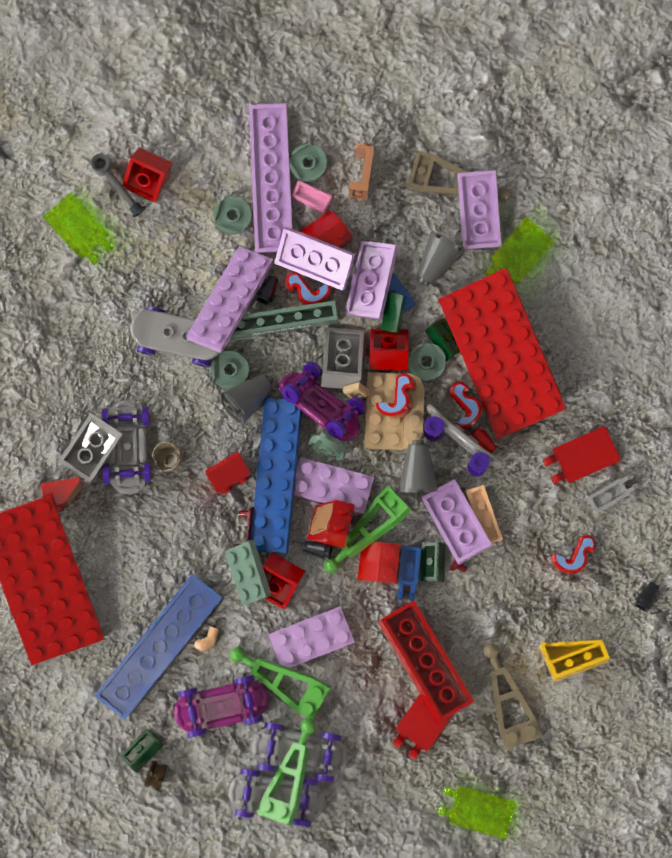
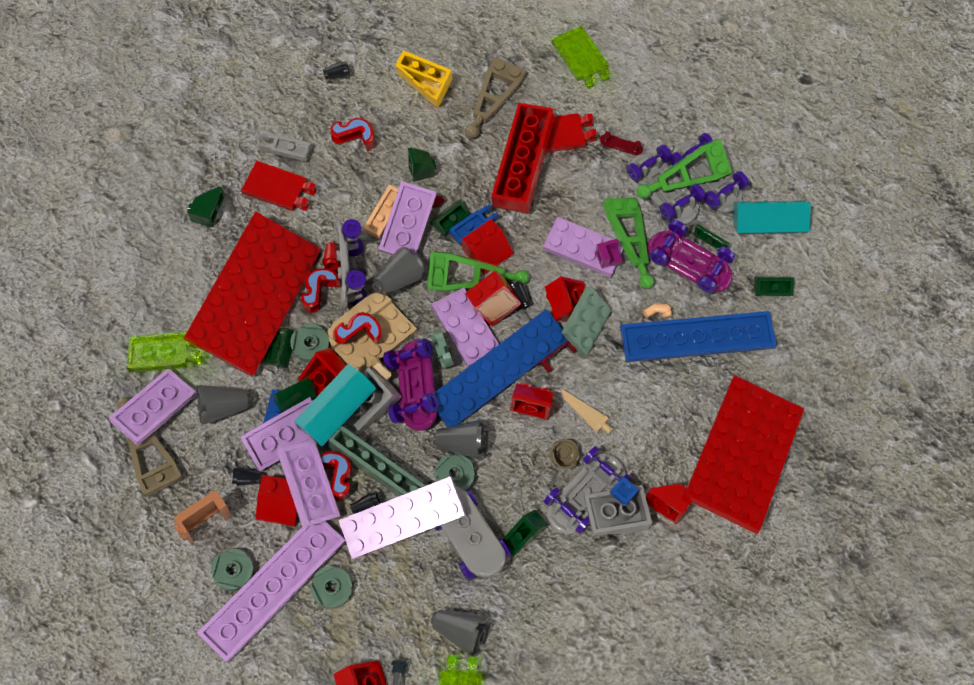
camera: 140 degrees left, 15 degrees down
(96, 461) = (624, 491): none -> blue plate
(118, 270) = (462, 629): none -> dark grey cone
(142, 376) = (524, 532): none -> dark green slope
(155, 775) = (780, 257): dark brown wheel -> none
(178, 507) = (590, 415): none -> tan bar
(193, 808) = (772, 216): none -> teal brick
(223, 745) = (710, 237): none -> dark green slope
(282, 644) = (608, 253): none -> magenta panel
(311, 197) = (258, 542): bright pink tile -> none
(353, 327) = (335, 405): none -> teal brick
(366, 228) = (244, 476): none -> black cone
(369, 760) = (608, 140): none -> dark red piece
(496, 579) = (420, 164): none -> dark green slope
(612, 385) = (206, 207): none -> dark green slope

